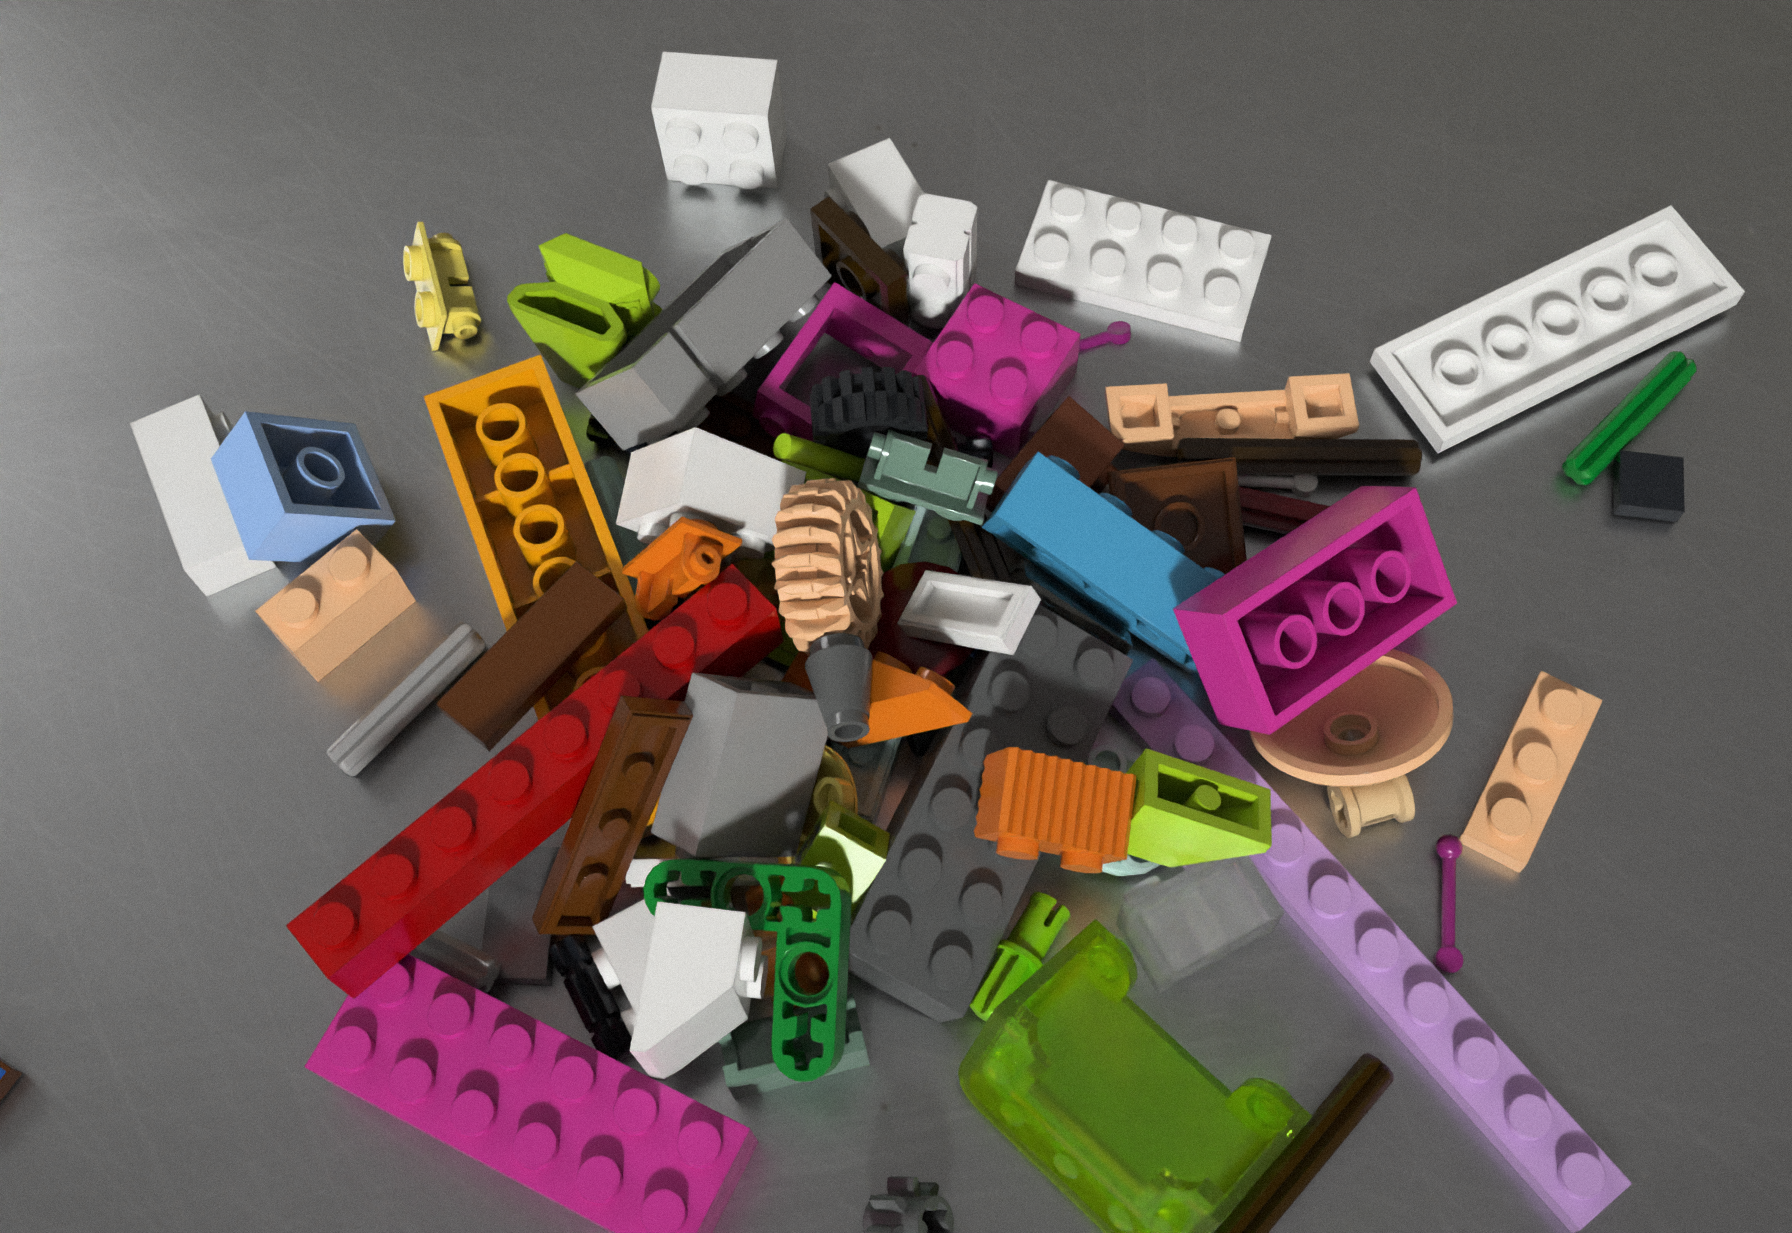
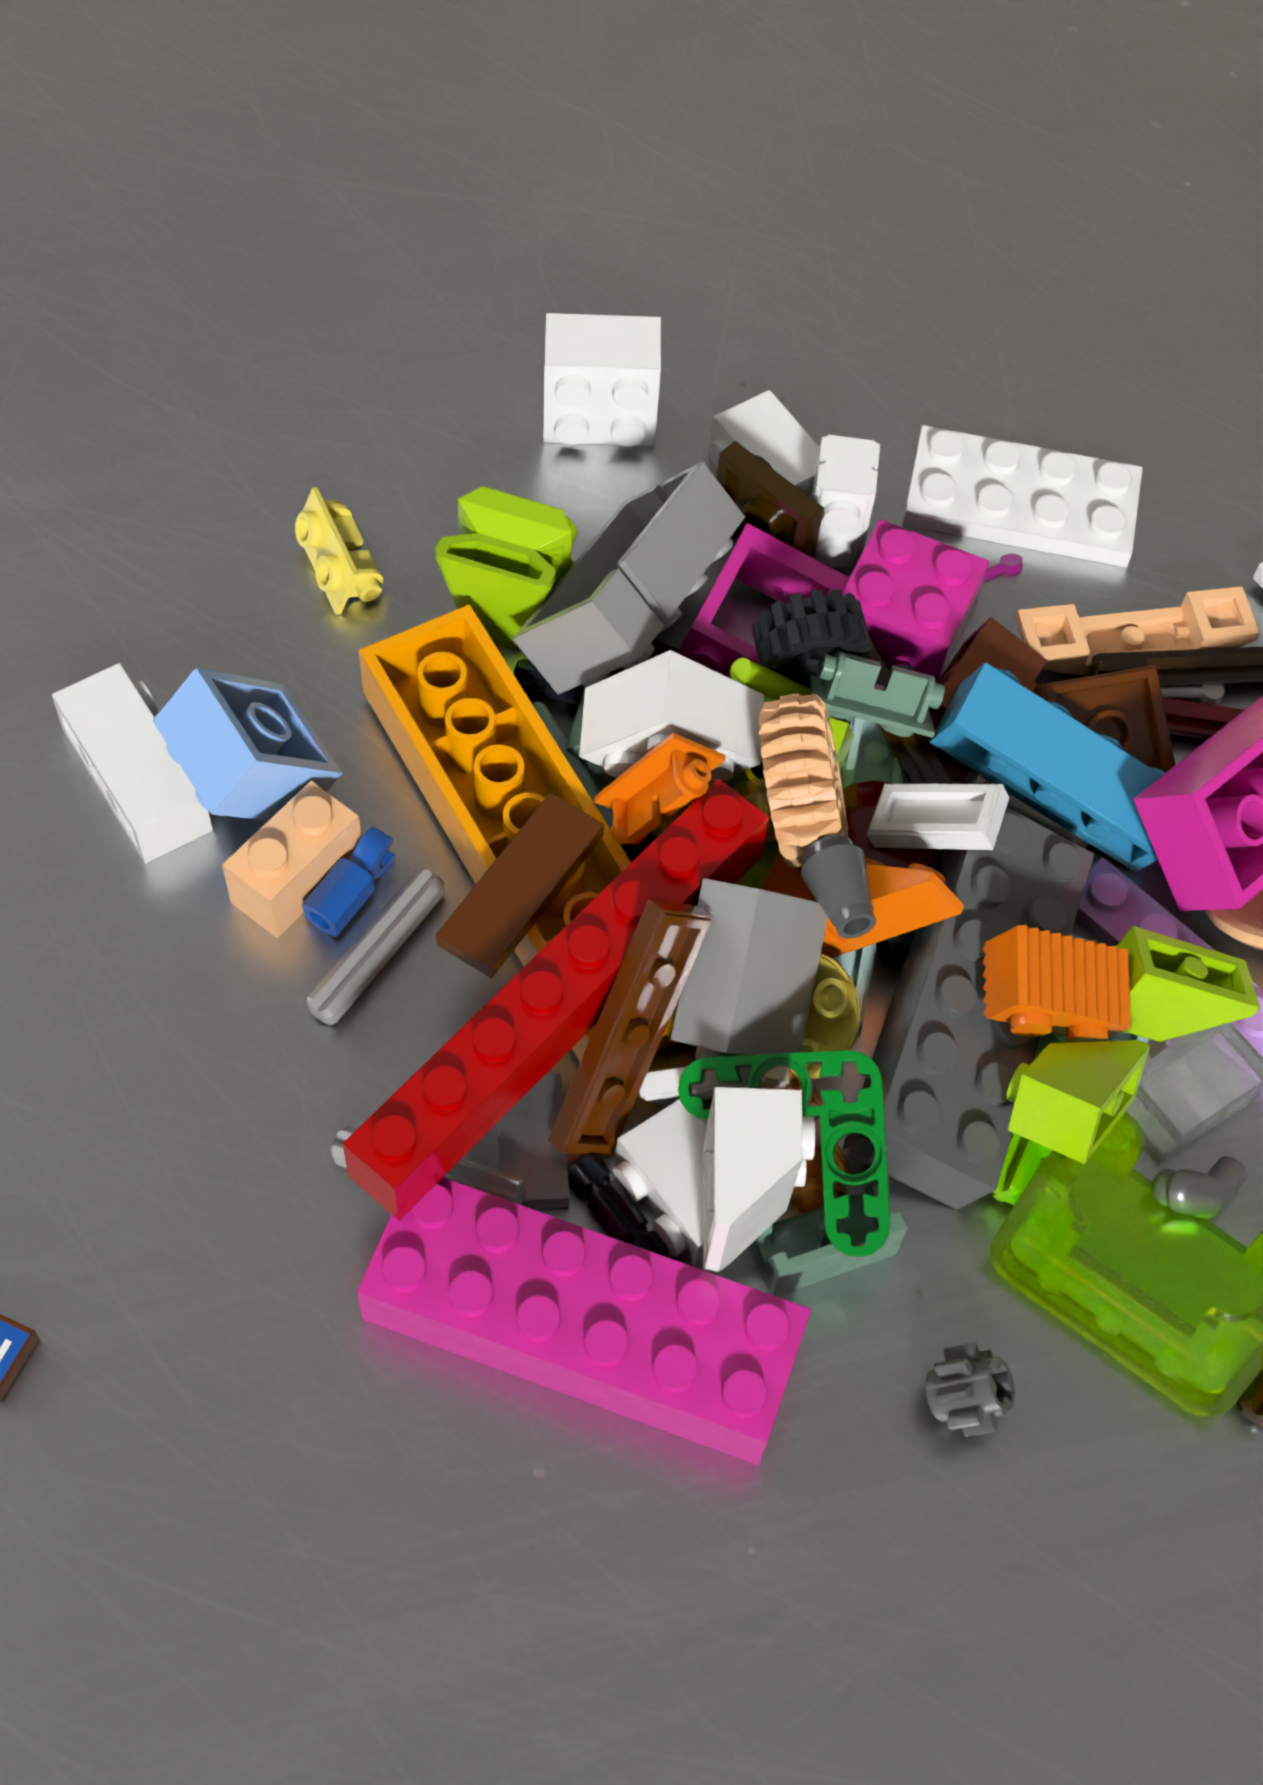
camera: 15 degrees left, 5 degrees down
(391, 631) = (349, 883): none -> blue bar
(846, 845) = (855, 1031): lime brick -> none
(1057, 926) = (1075, 1094): none -> lime slope
(1189, 1032) = (1198, 1192): none -> flat silver arm

